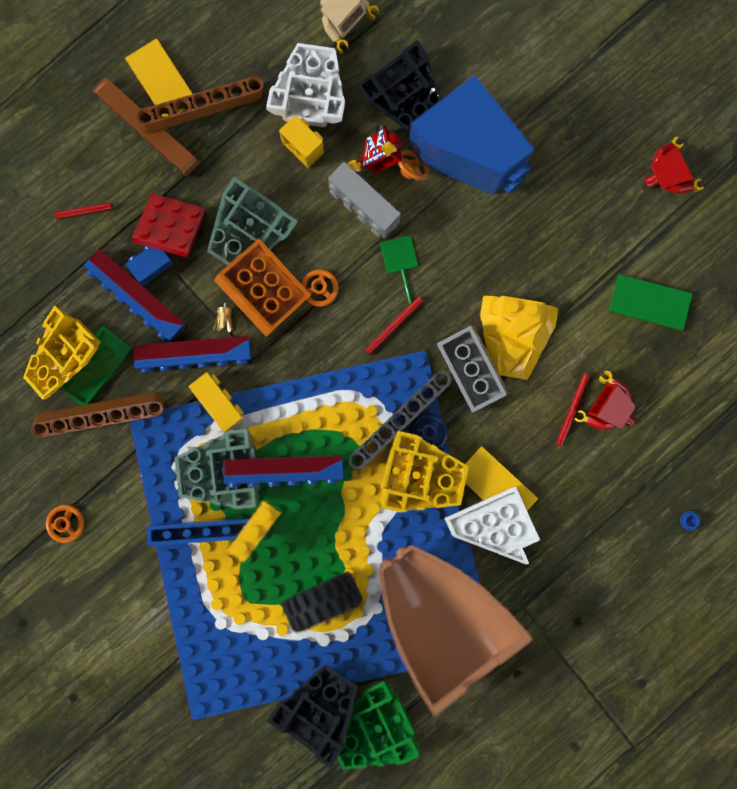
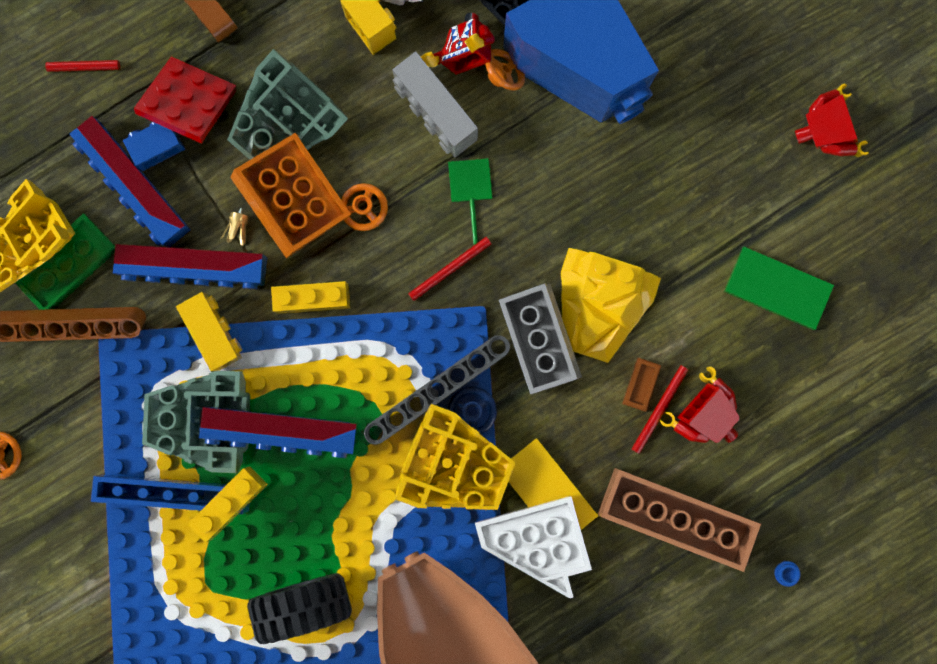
camera: 10 degrees right, 0 degrees up
(290, 364) = (310, 297): none -> yellow brick
(556, 392) = (641, 384): none -> dark orange tile
(600, 491) = (679, 519): none -> nougat brick

